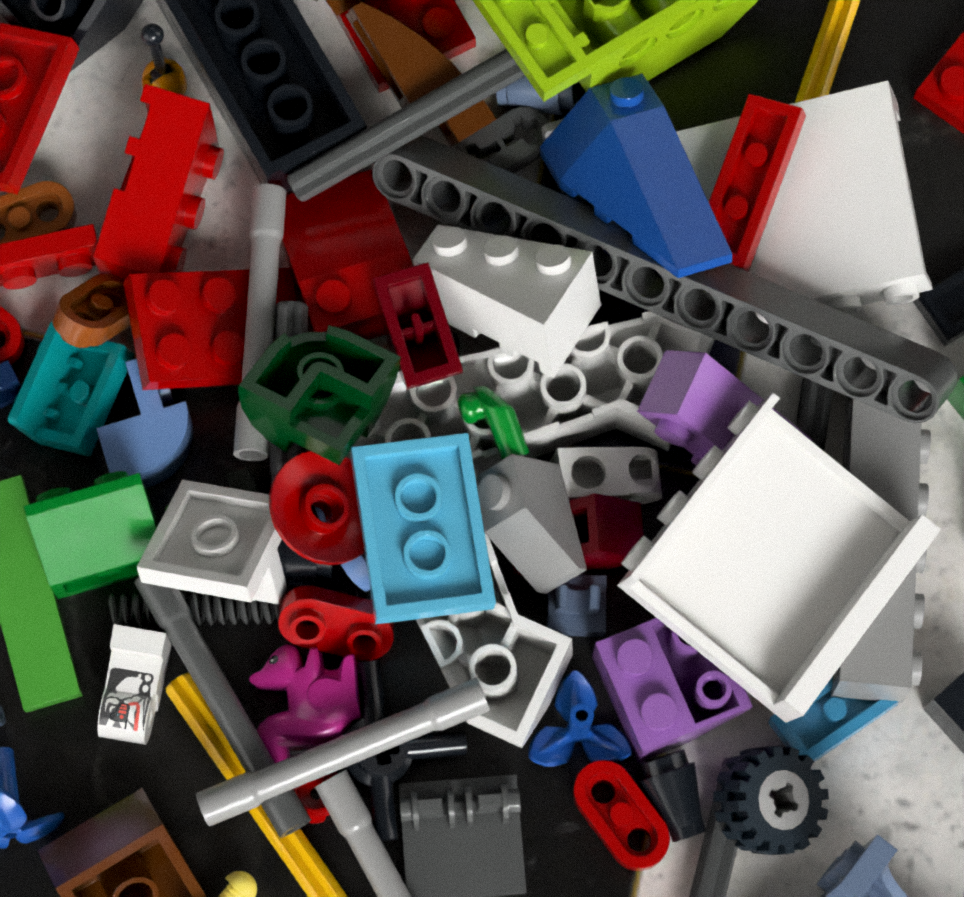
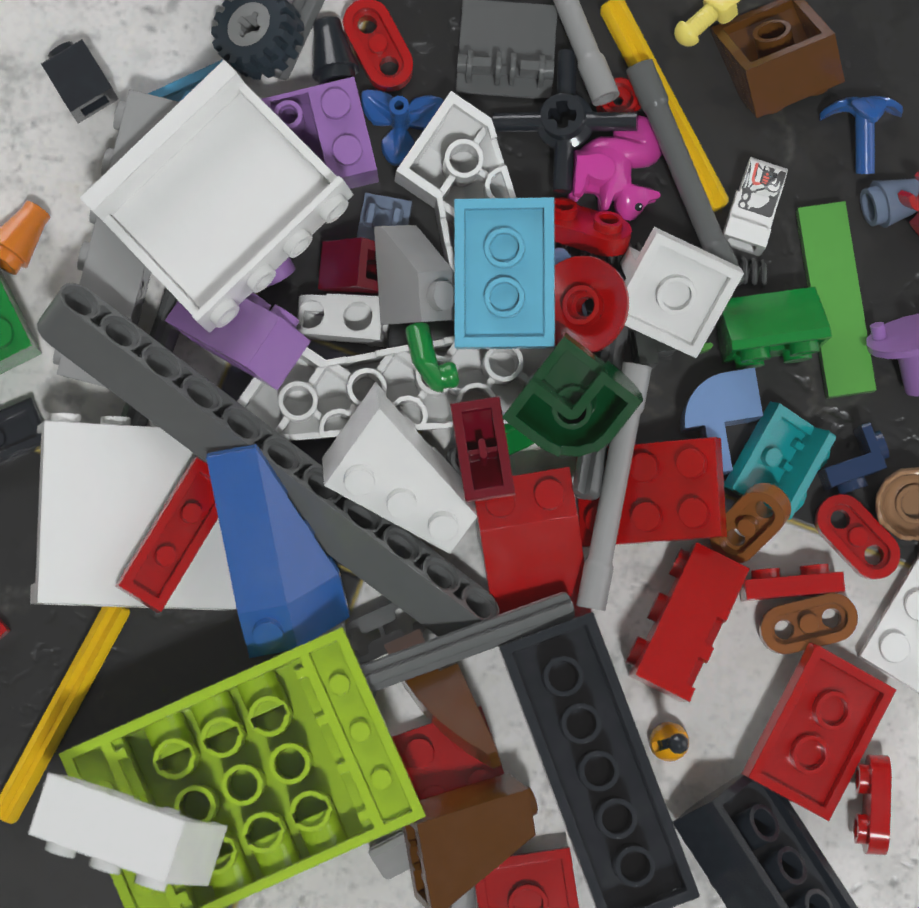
camera: 170 degrees left, 10 degrees up
(251, 789) = (516, 123): light grey piece -> none

